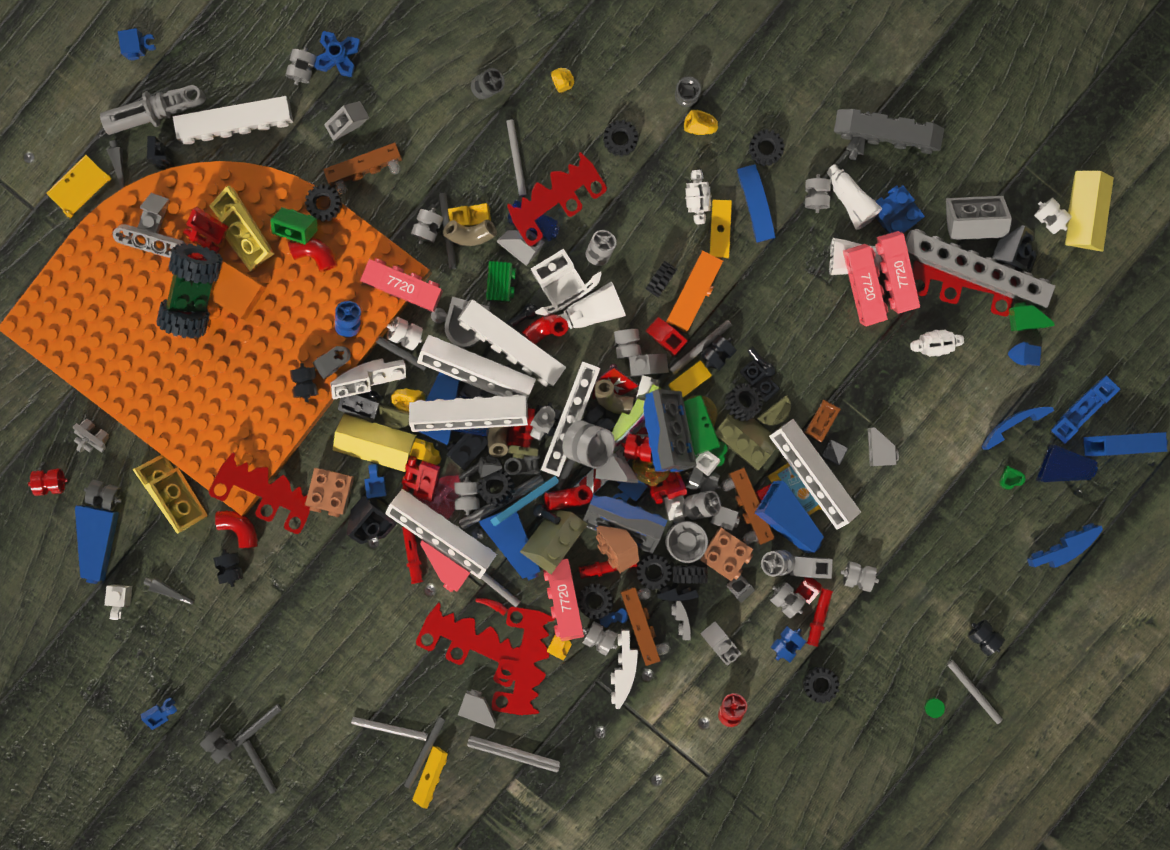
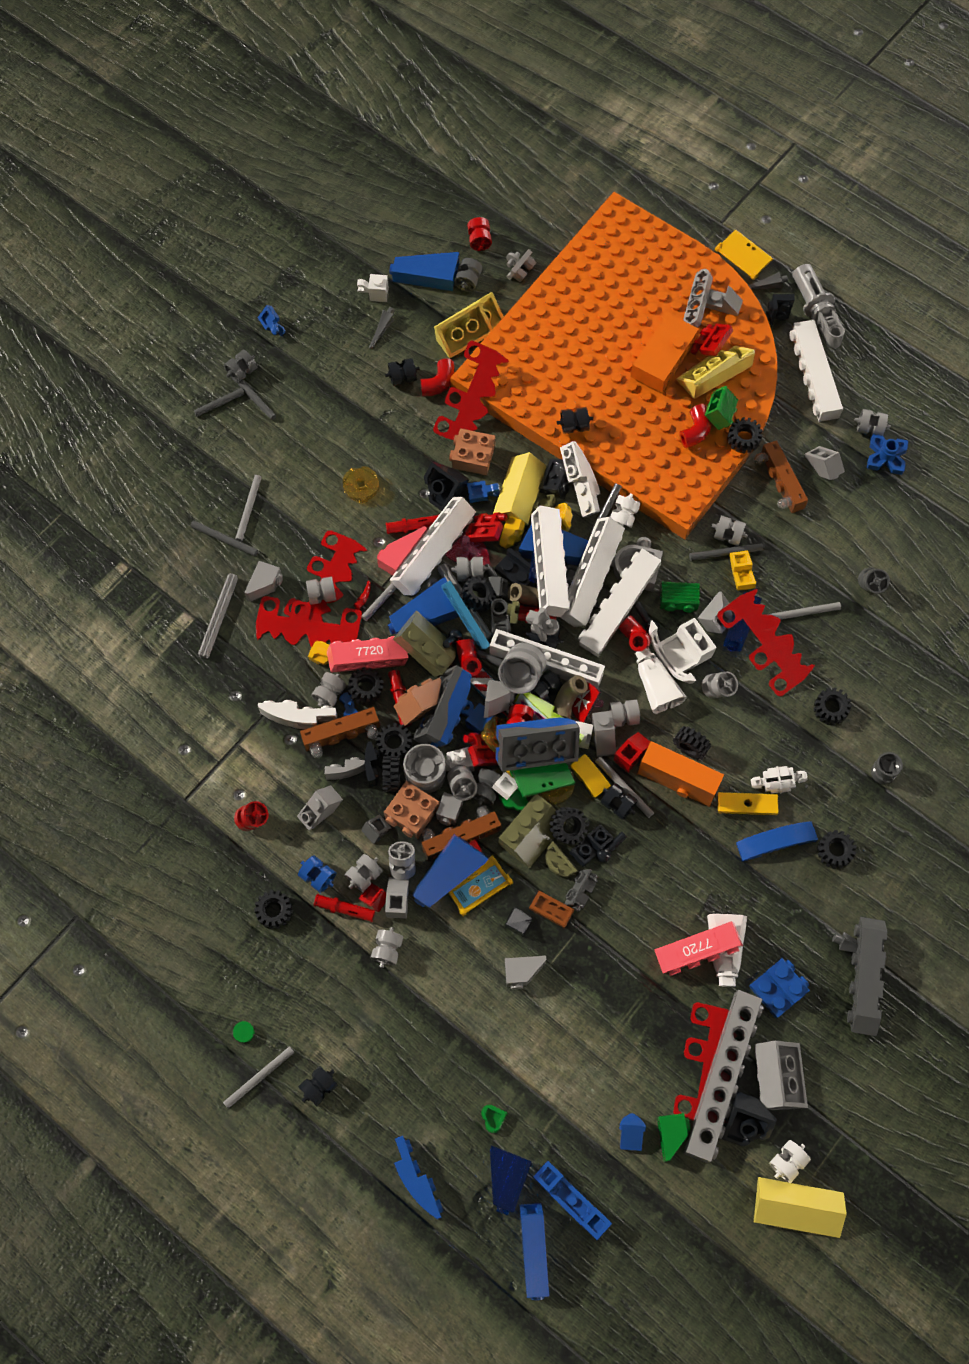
camera: 90 degrees right, 20 degrees down
(133, 43) = (877, 292): blue brick -> none
(190, 289) = (667, 318): black plate -> none
(329, 363) = (596, 444): dark grey piece -> none
(347, 318) = (636, 453): blue wheel -> none
(353, 612) = (364, 493): none -> clear yellow plate
(402, 285) = (670, 501): coral brick -> none
(430, 777) = (200, 542): yellow tile -> none
(470, 235) = (723, 568): dark tan cylinder -> none
(490, 649) = (321, 590): none -> light grey wheel
(562, 79) = (885, 650): yellow rock -> none
(700, 123) = (855, 783): yellow rock -> none
(795, 389) = (584, 882): none -> dark grey hinge
(815, 474) = (495, 899): white brick -> none
(817, 193) = (792, 900): light grey wheel -> none
(859, 205) = (783, 944): white piece -> none
(897, 272) = (715, 982): coral brick -> none
(933, 343) = (633, 1030): white piece -> none
(996, 437) = (539, 1096): blue slope -> none

